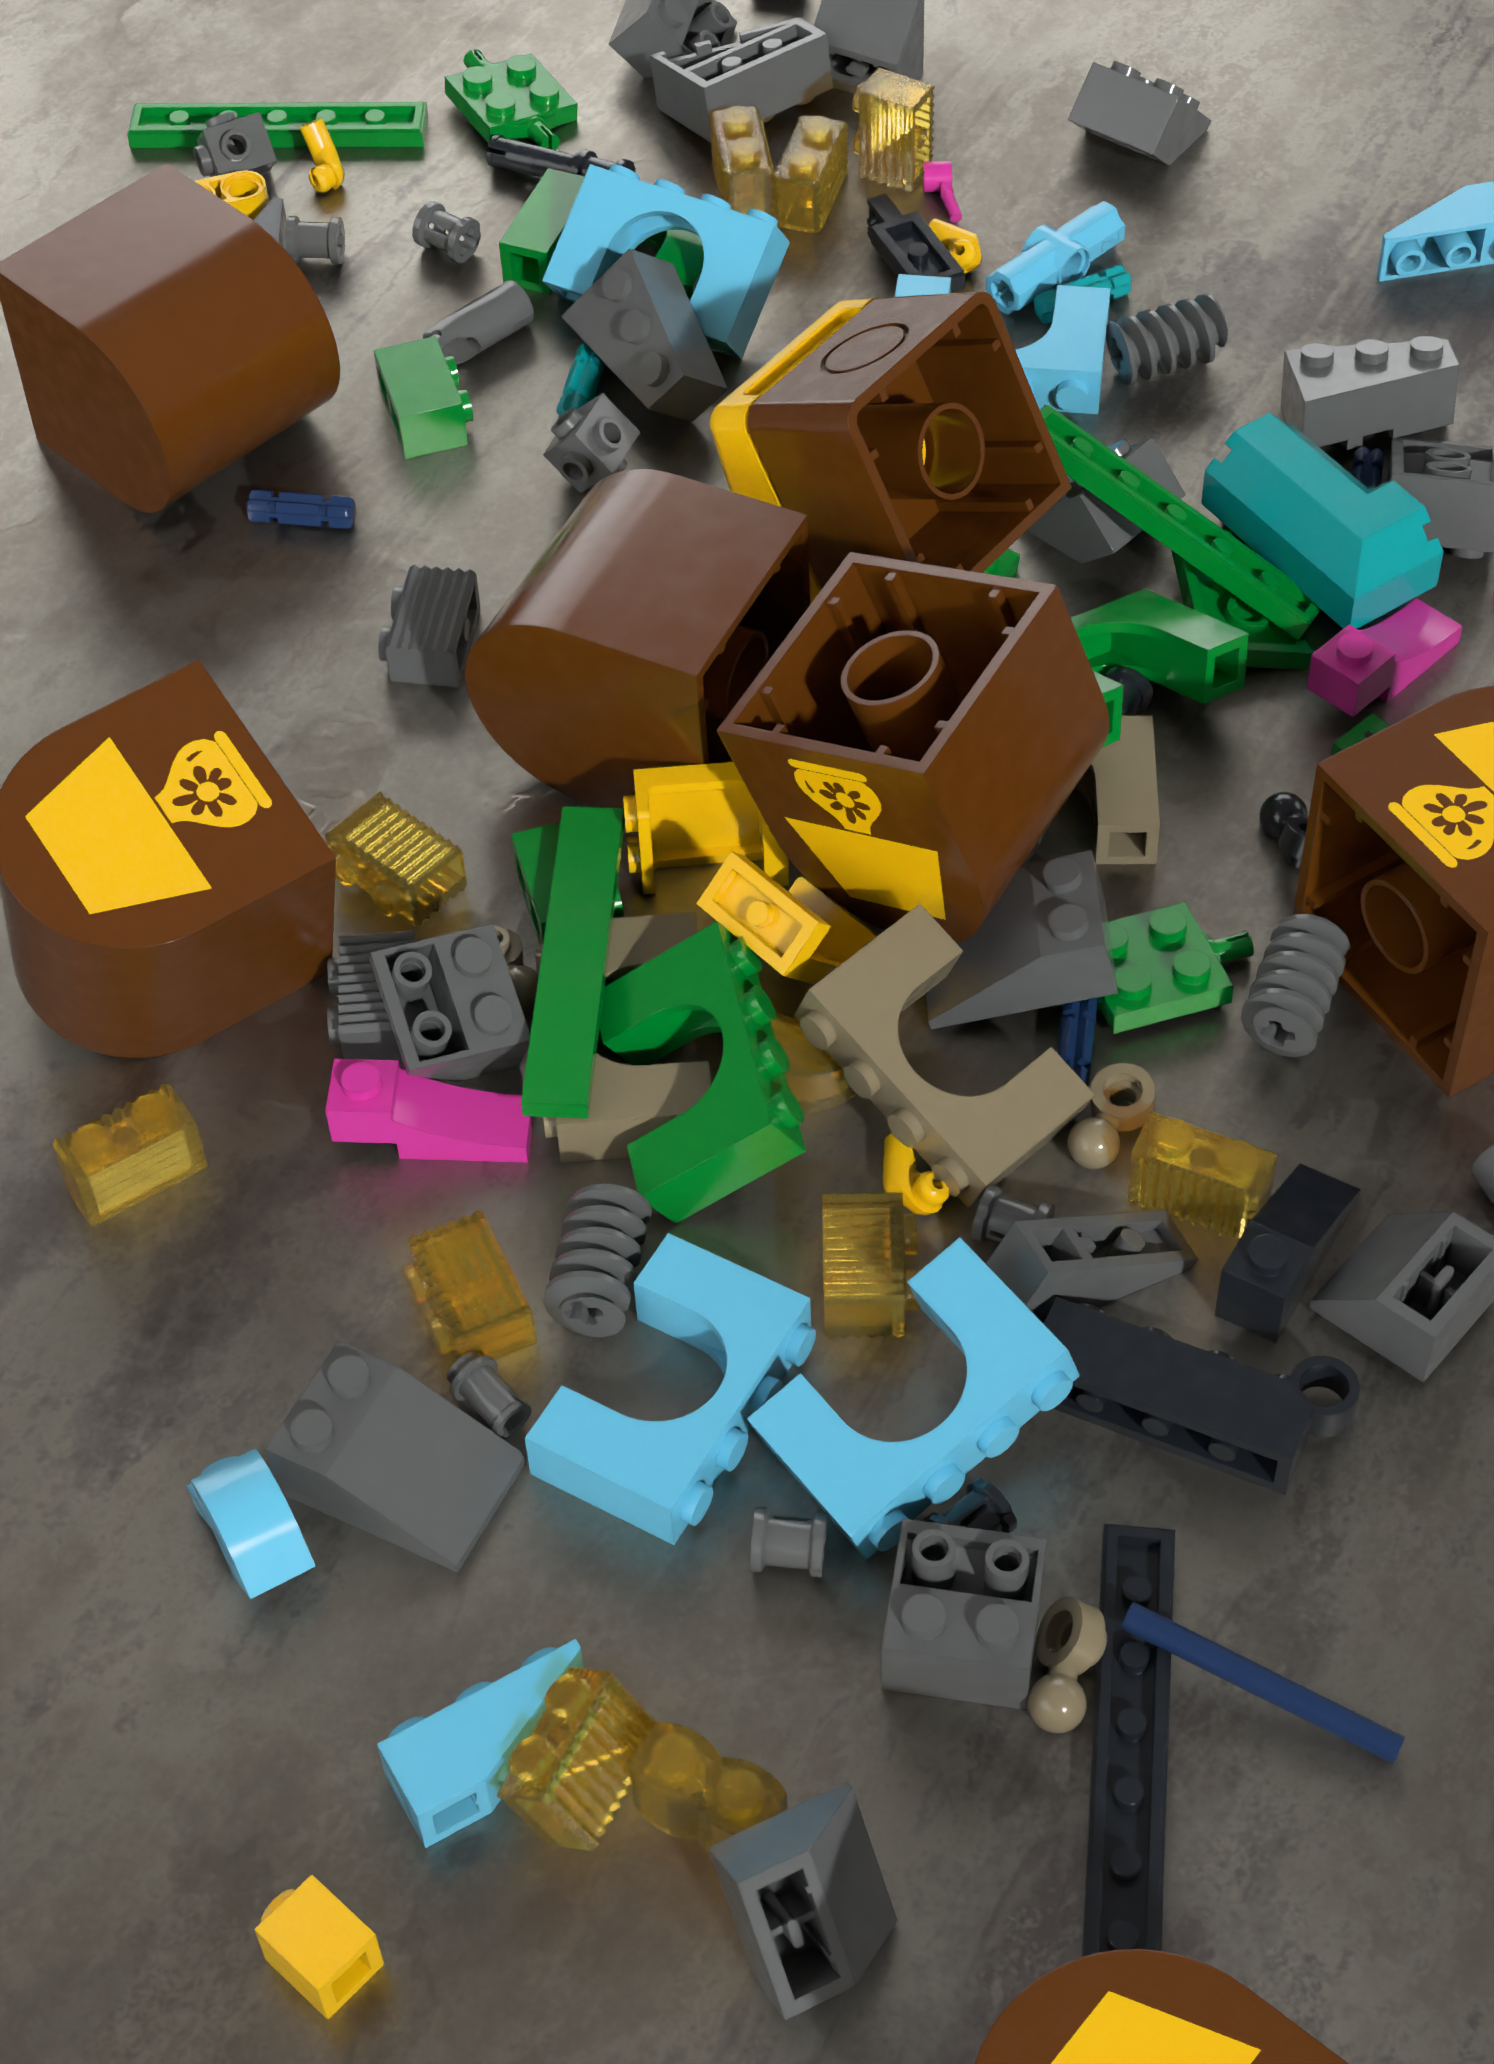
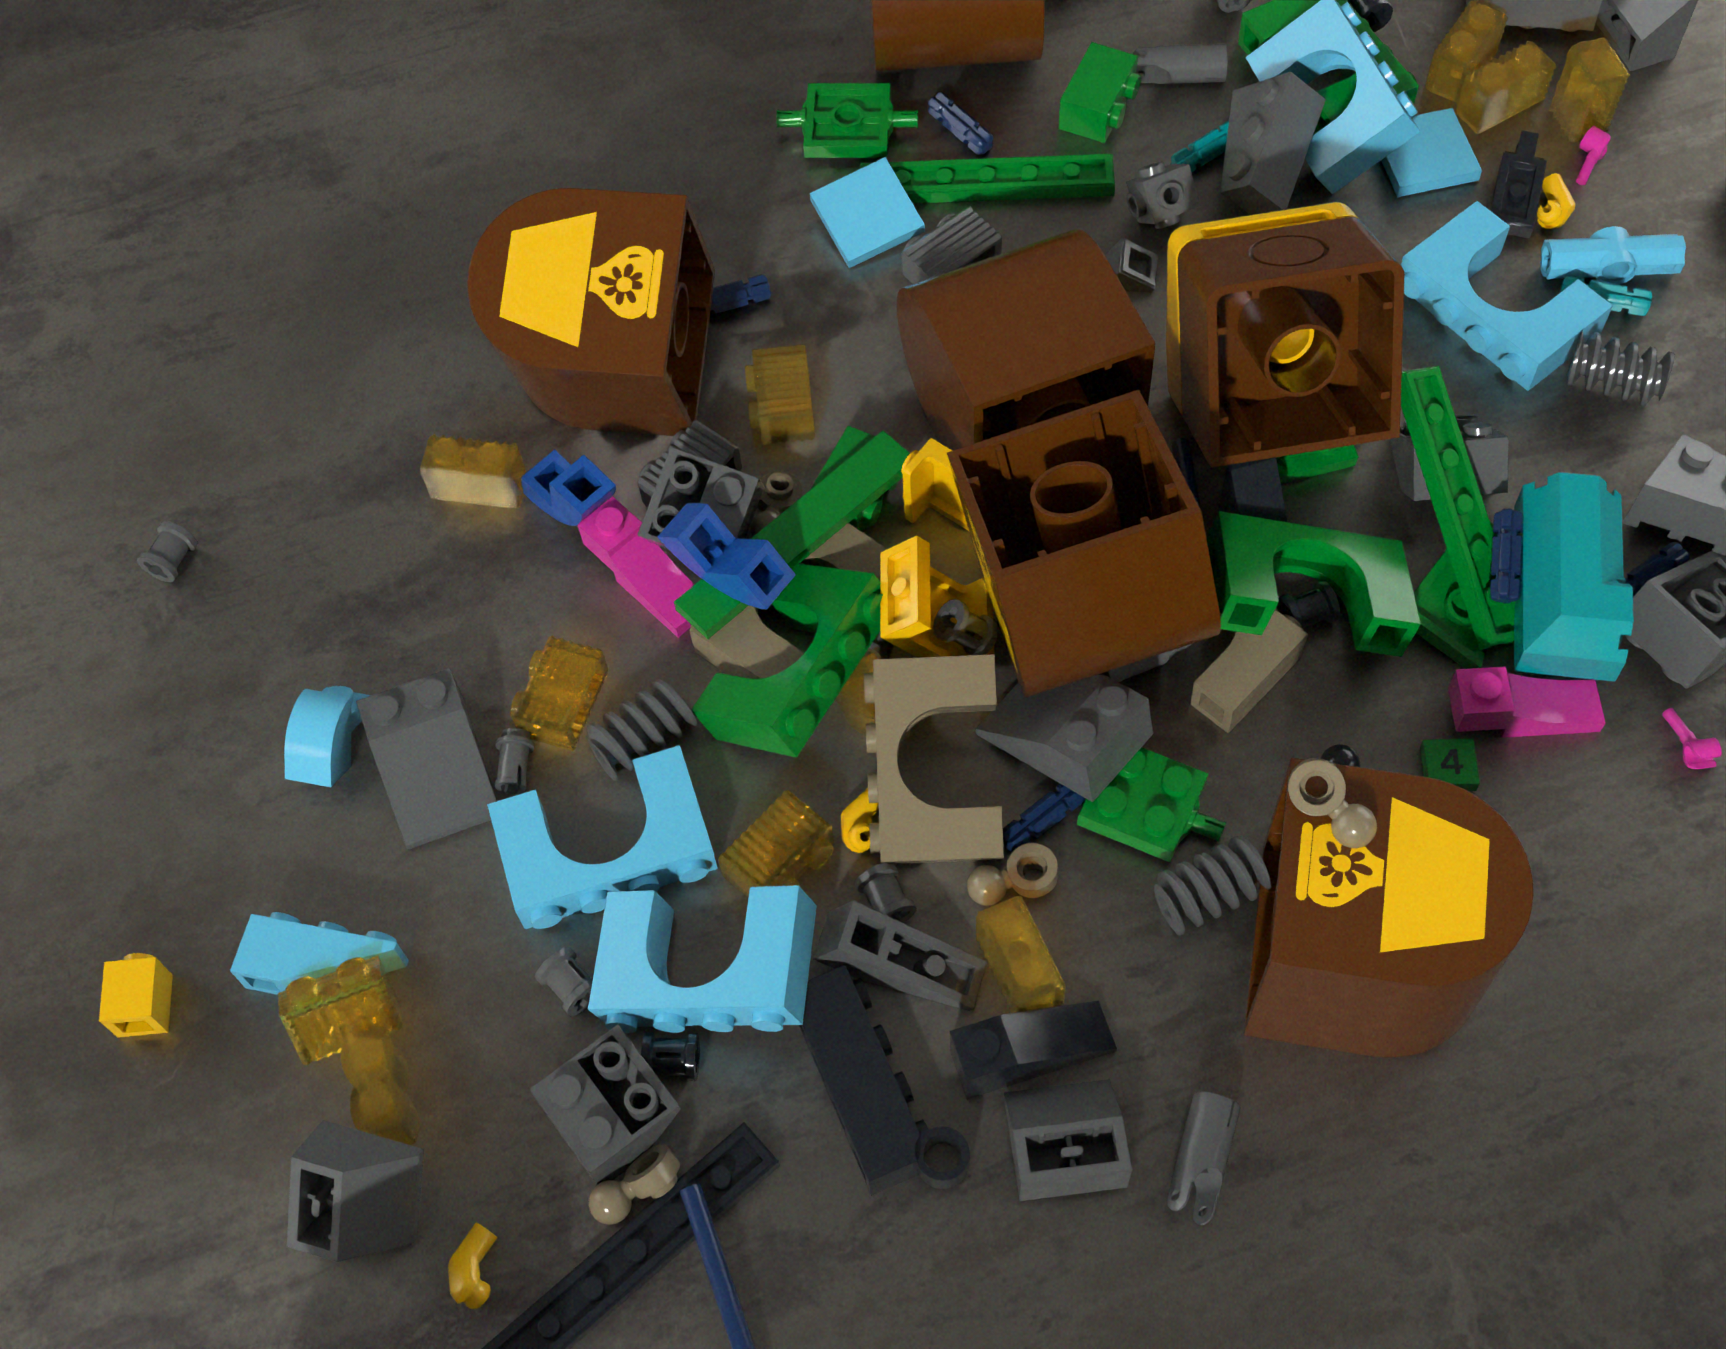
camera: 45 degrees right, 10 degrees up
(175, 574) = (847, 120): none -> green plate
(261, 1109) = (565, 489): none -> blue brick
(296, 643) = (867, 212): none -> medium azure tile
(381, 546) = (1006, 178): none -> green tile
(564, 1018) = (737, 567): none -> blue brick
(810, 274) = (1433, 157): none -> medium azure tile
(838, 914) = (965, 628): none -> dark grey bush
(985, 1889) = (465, 1271): none -> yellow arm
(1253, 536) = (1506, 556): none -> dark blue axle
(1431, 772) = (1351, 823): none -> dark tan plate

